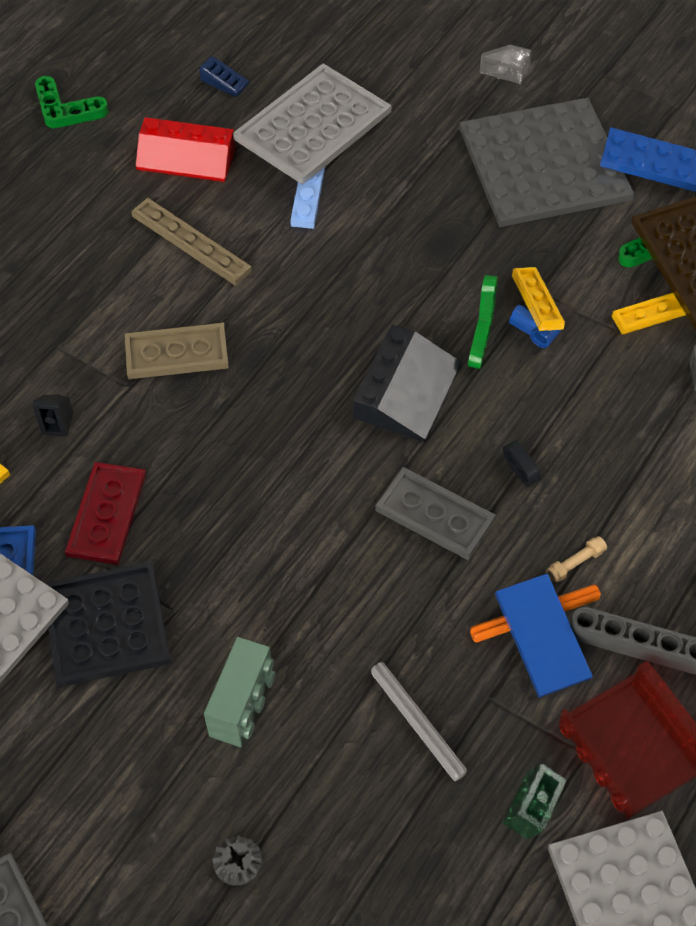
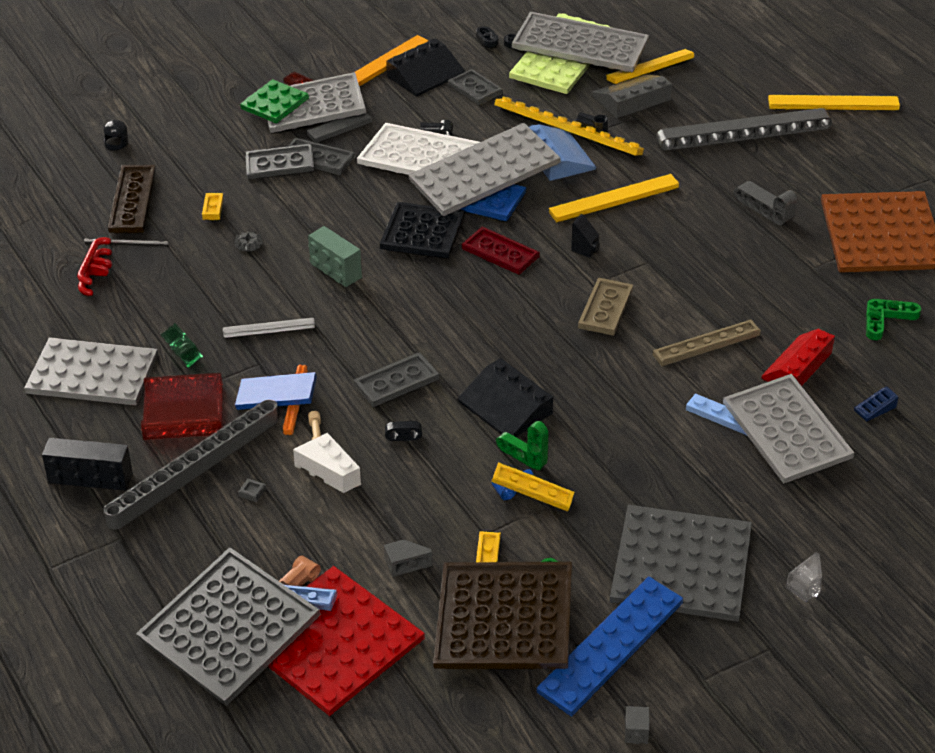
camera: 115 degrees right, 15 degrees down
(626, 512) = (329, 462): none -> white wedge

